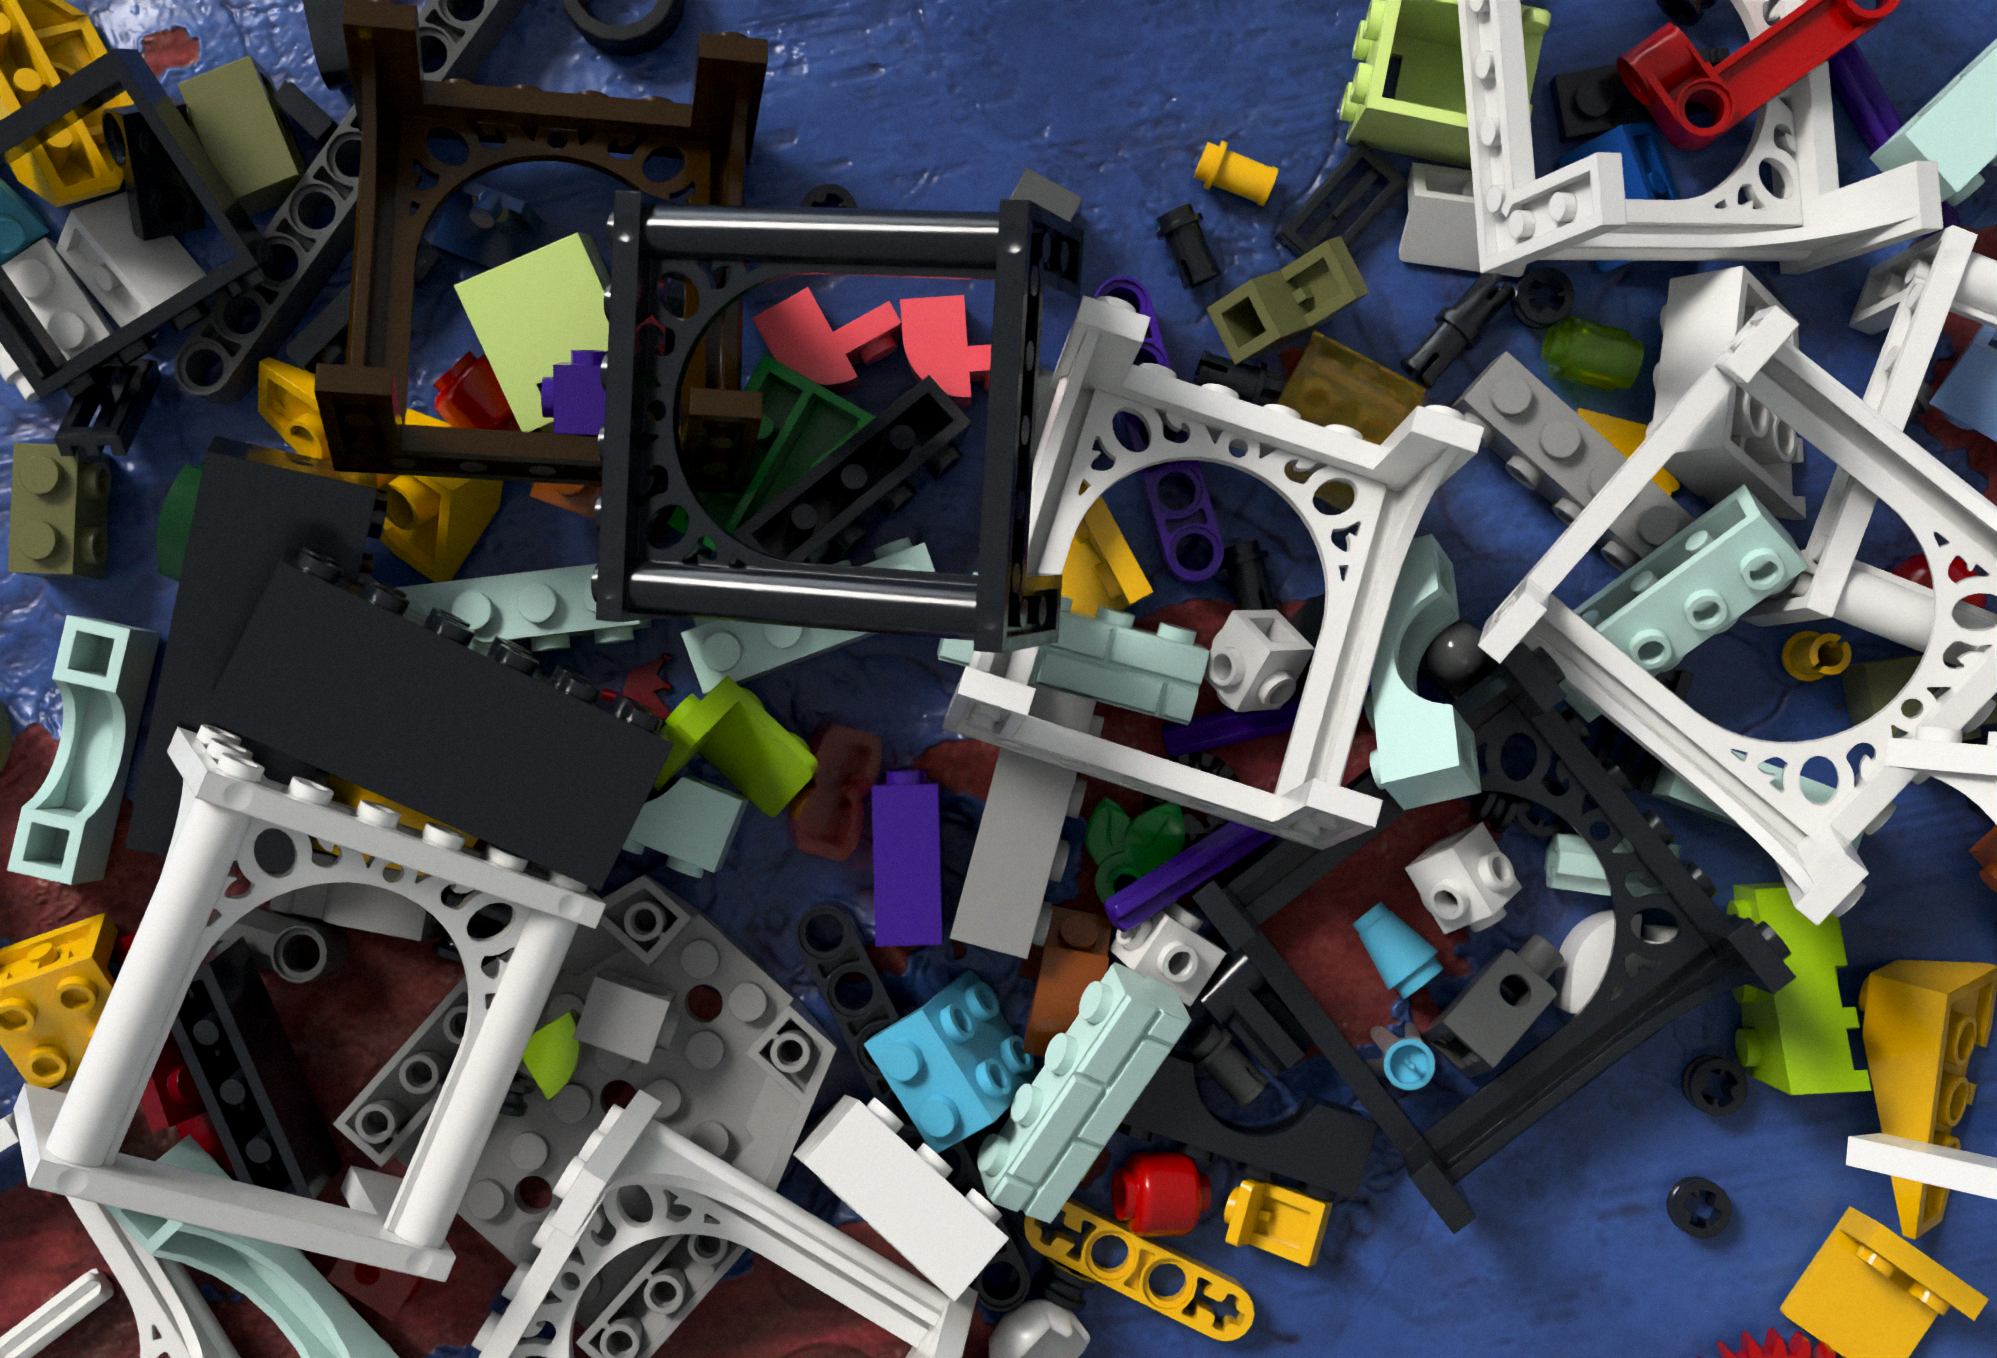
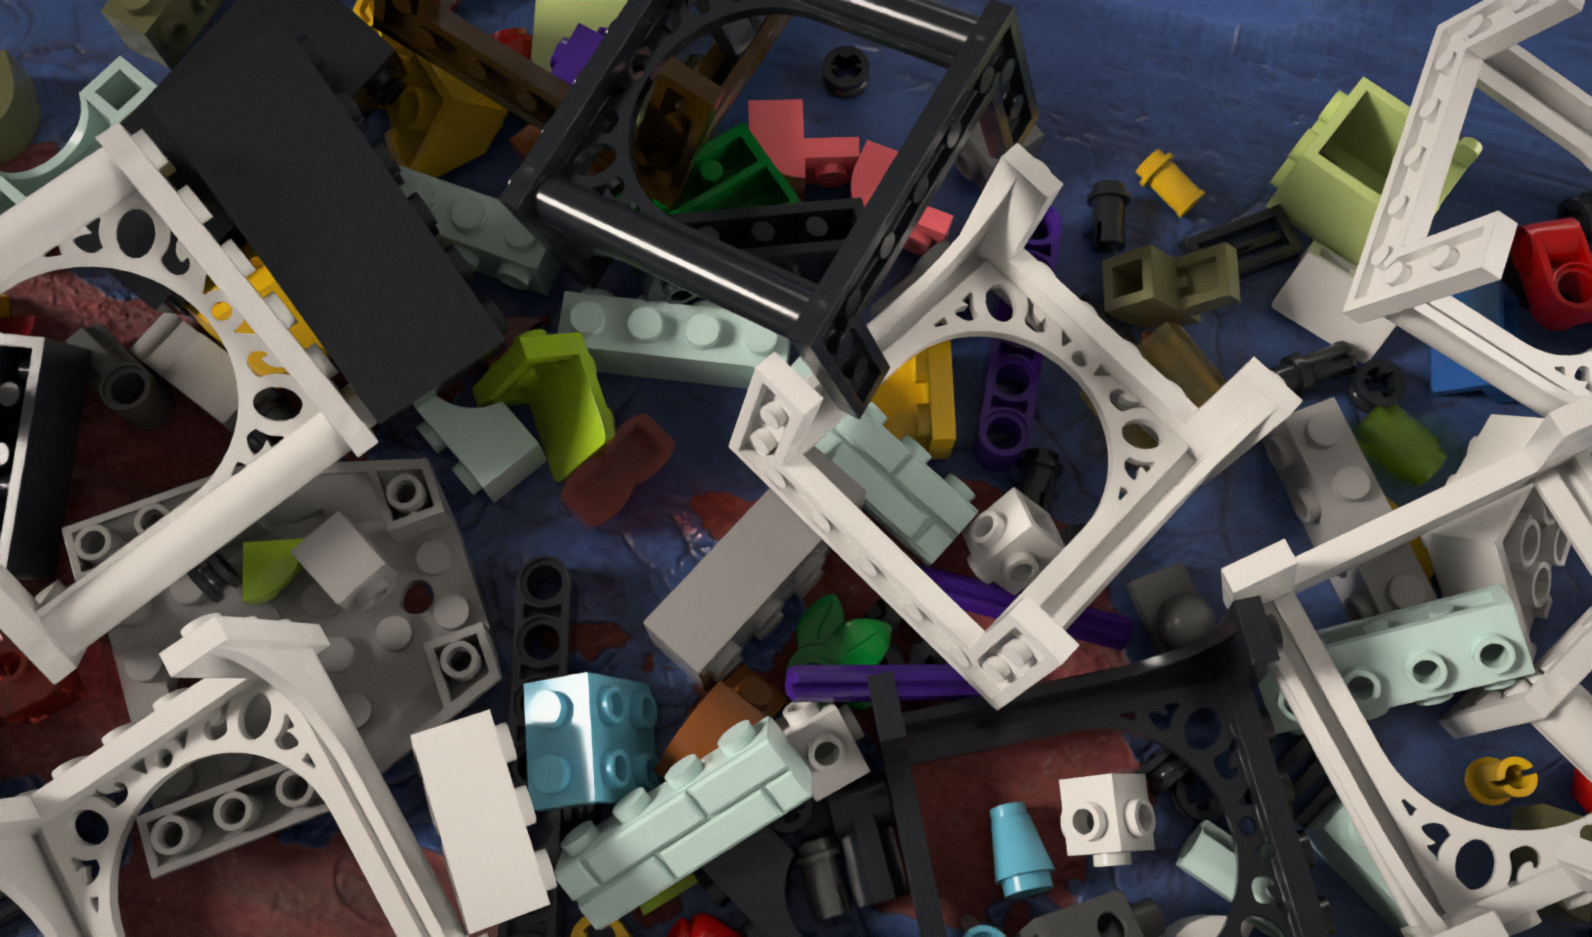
camera: 20 degrees right, 15 degrees down
(908, 859) = (645, 552): dark purple brick -> none
(1422, 745) = (1128, 659): light aqua arch -> none

